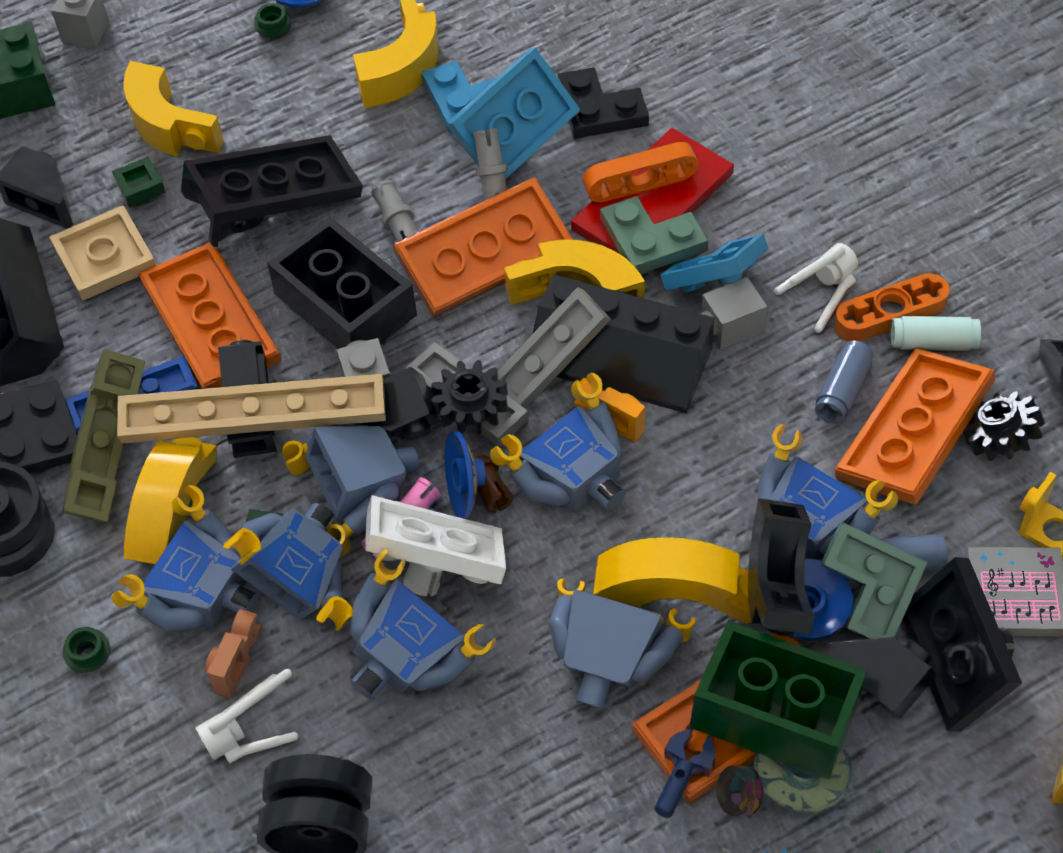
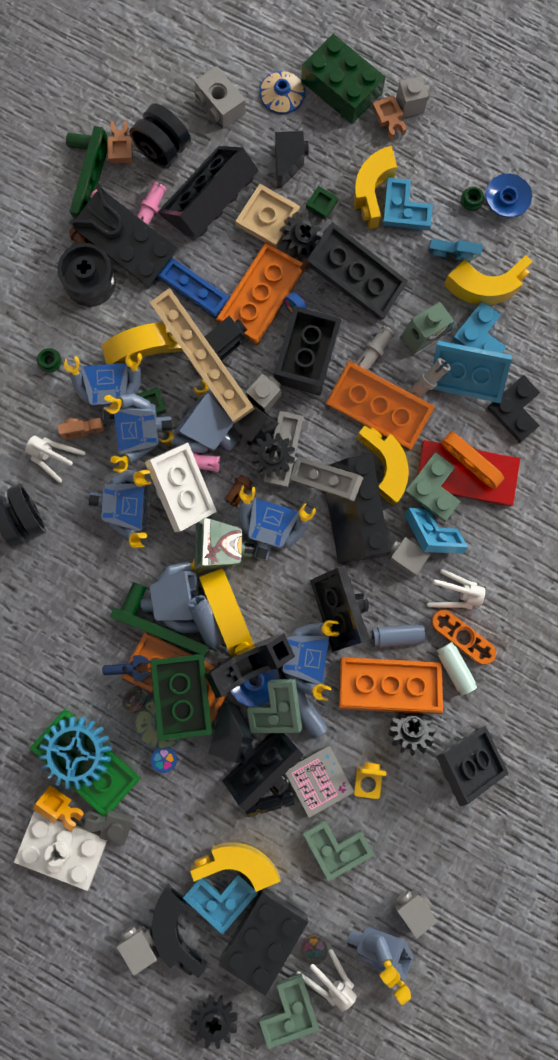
camera: 50 degrees right, 25 degrees up
(82, 52) = (389, 114): none -> nougat plate
(97, 447) = (138, 299): olive slope -> none
(163, 222) = (293, 229): none -> black gear
(228, 99) = (401, 212): none -> dark azure plate
(255, 279) = (292, 300): none -> blue tile
(335, 59) = (461, 249): none -> dark azure plate
(416, 122) = (430, 326): none -> sand green torso
(462, 474) = (230, 479): blue dish -> none
(558, 540) = (219, 545): none -> torso
(594, 734) = (128, 612): none -> dark green piece
(624, 409) = (314, 532): light orange plate -> none
(674, 601) = (205, 621): none -> sand blue piece
(739, 417) = (340, 604): none -> black plate
(866, 801) = (164, 760): none -> tile
(1018, 702) = (271, 803): none -> black axle

